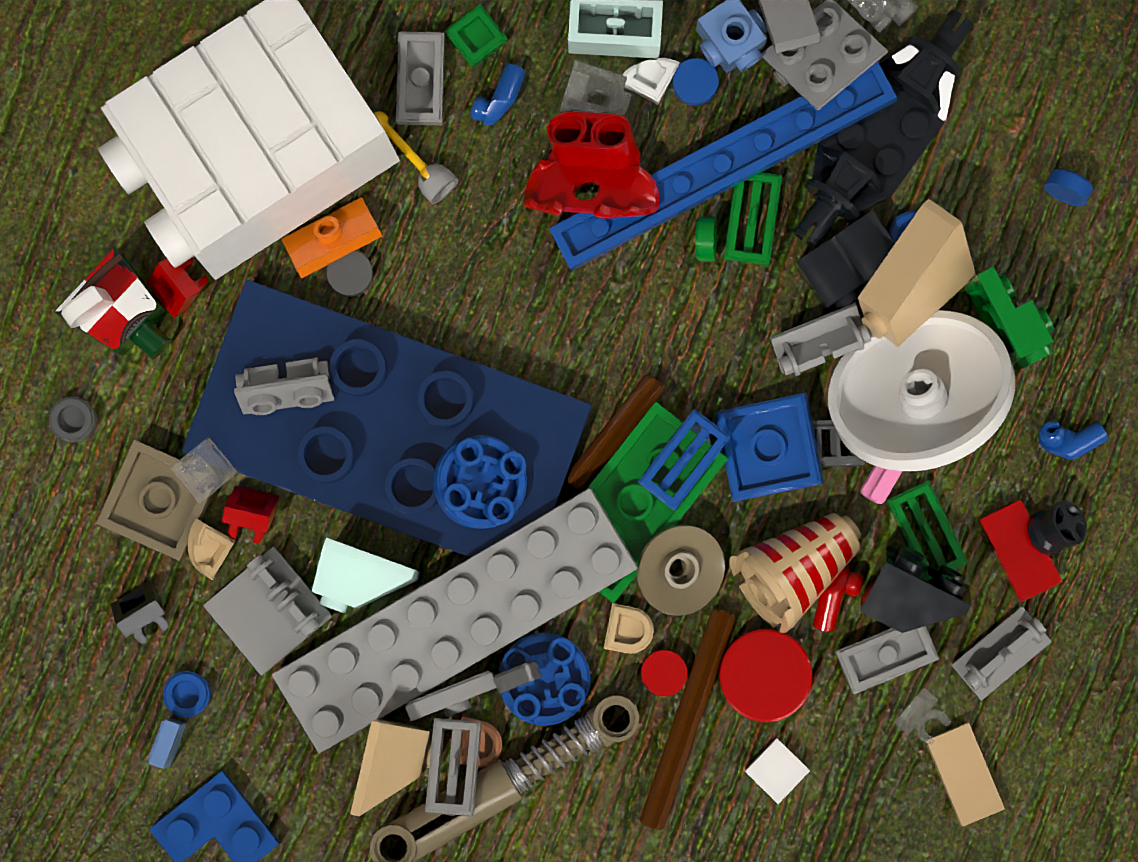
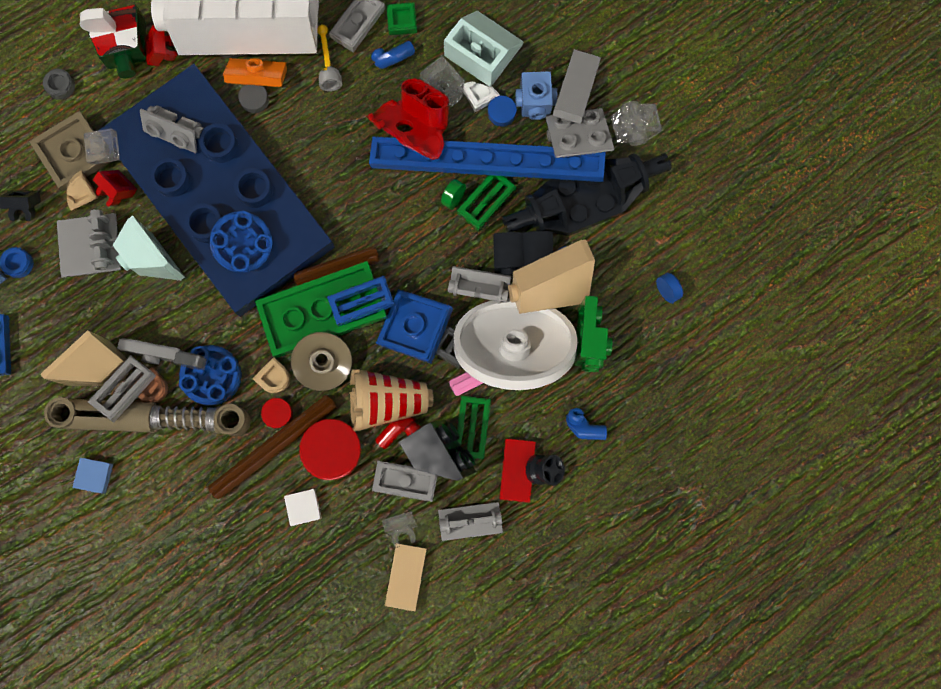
camera: 25 degrees right, 5 degrees down
(455, 620) = (182, 310): light grey plate -> none

